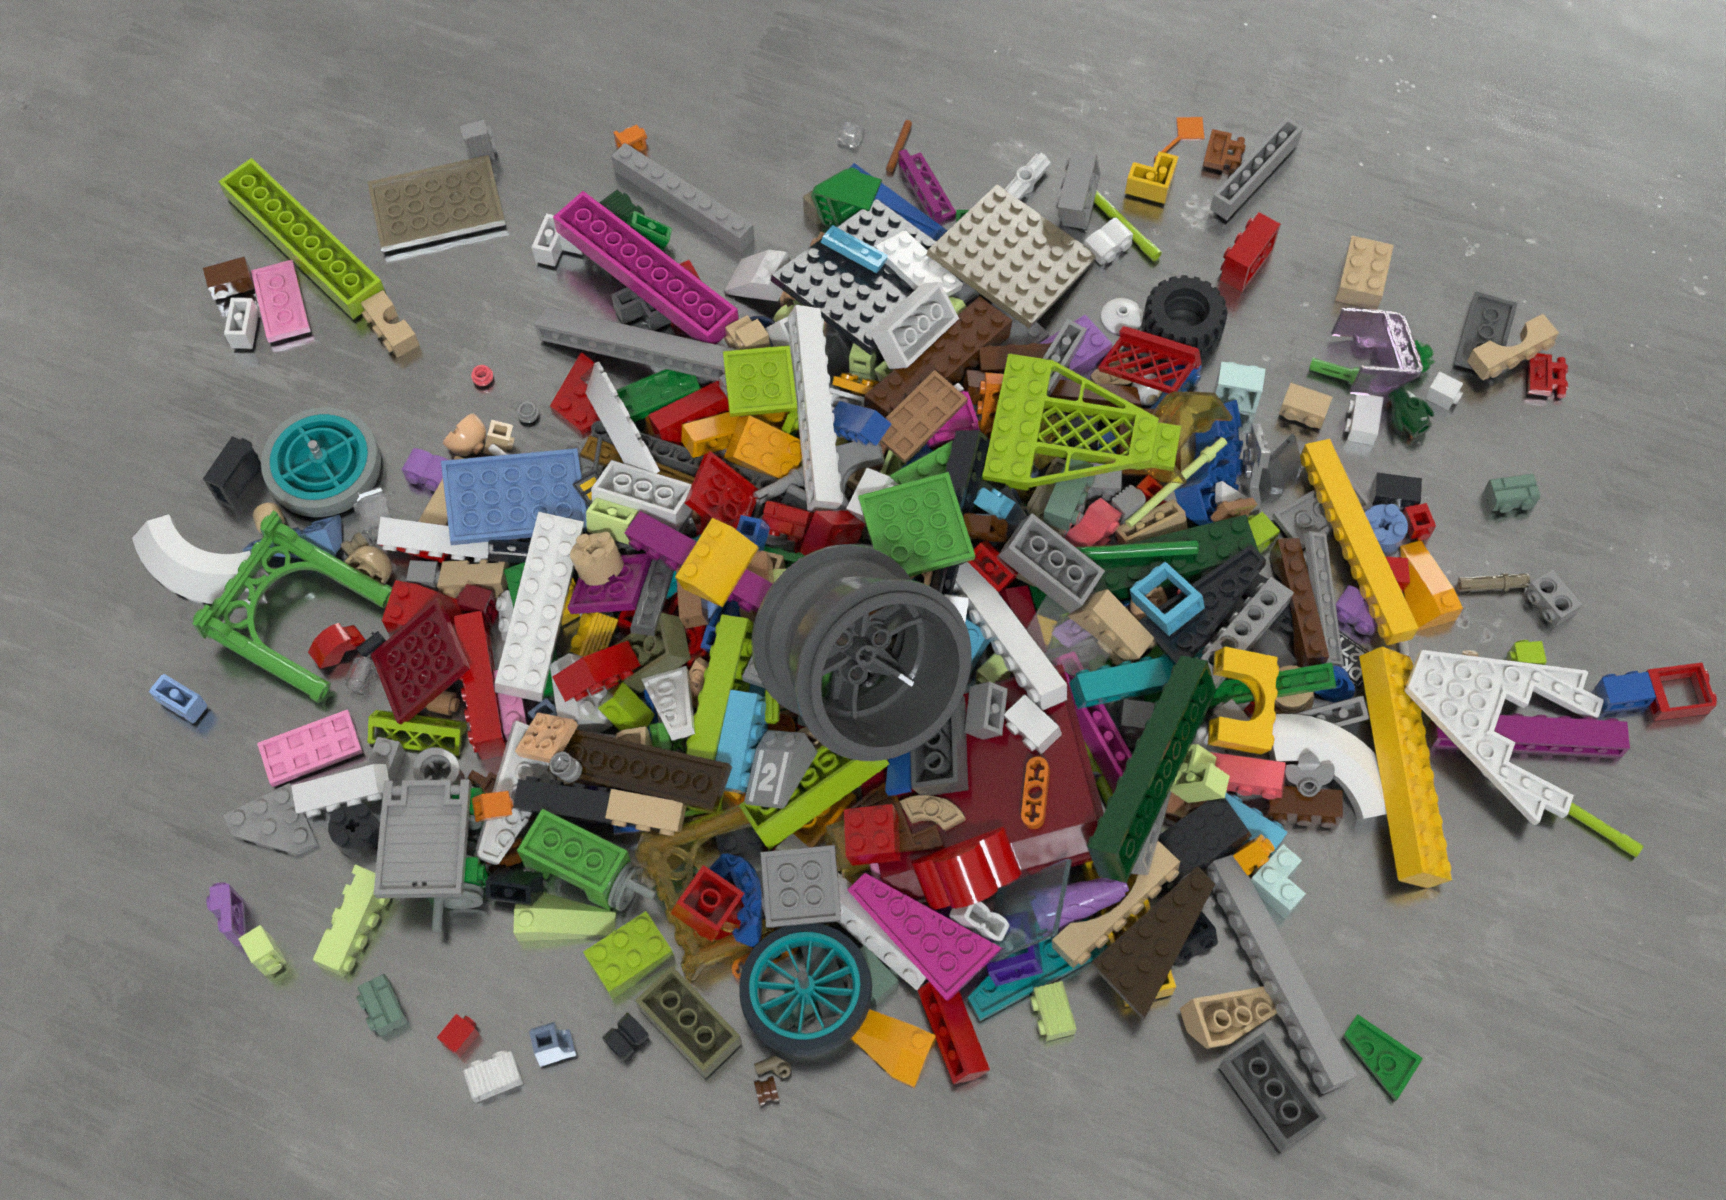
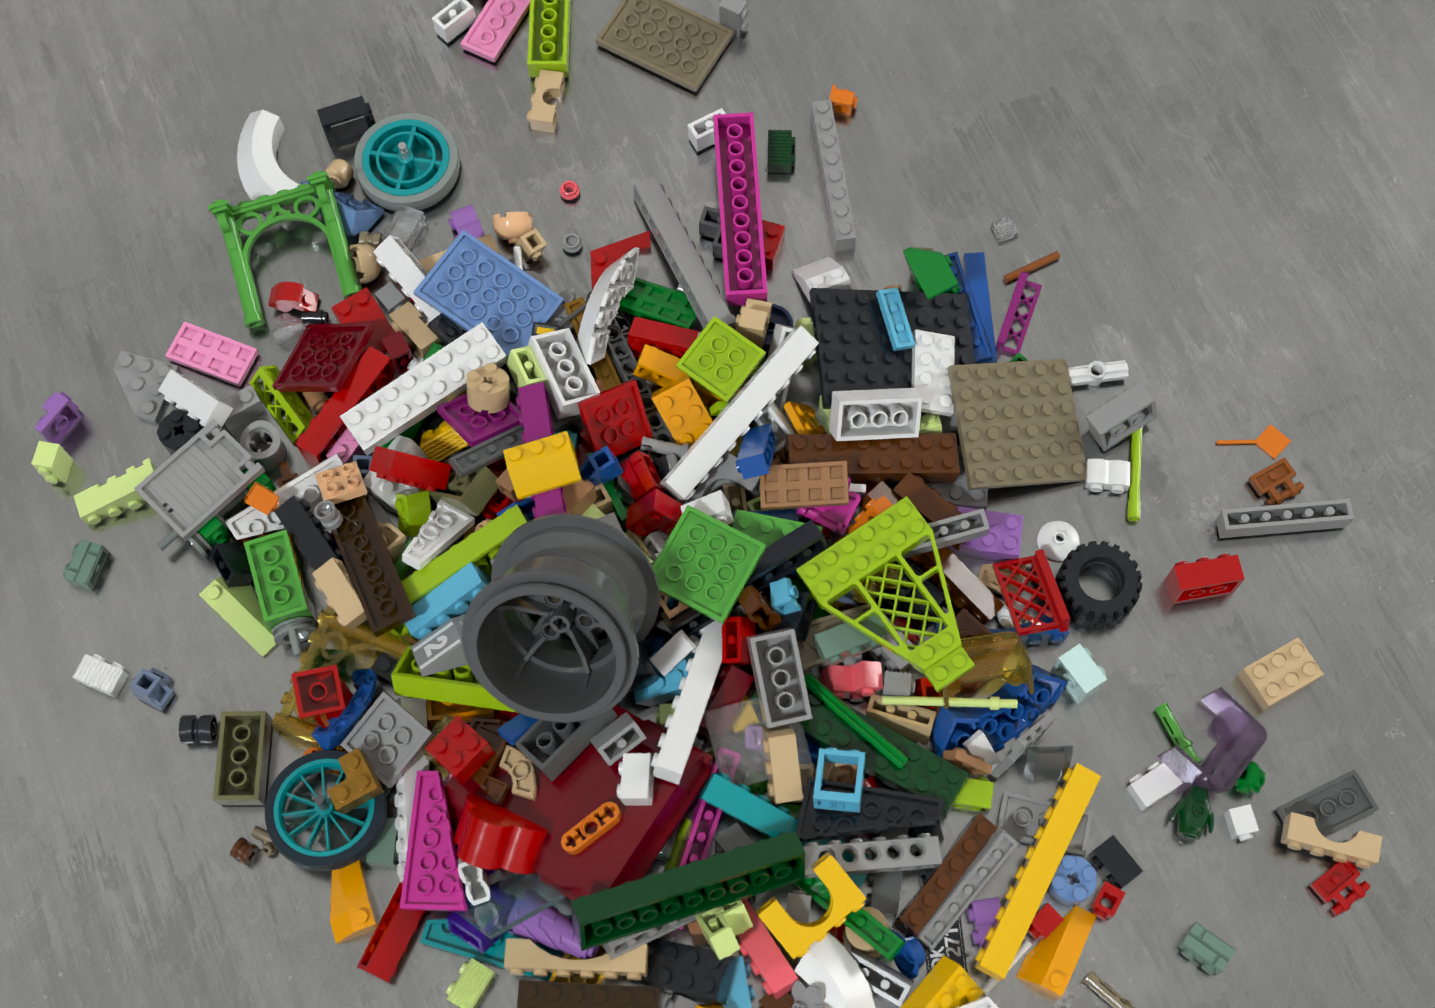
camera: 45 degrees right, 5 degrees up
(178, 698) = (167, 248): light blue brick -> none
(458, 1034) = (108, 628): red brick -> none
(629, 955) = (254, 677): lime brick -> none
(650, 229) = (777, 180): green brick -> none
(820, 934) = (360, 784): none -> pearl gold brick
(1152, 182) = (1193, 461): yellow brick -> none
(1305, 405) = (1117, 734): tan brick -> none

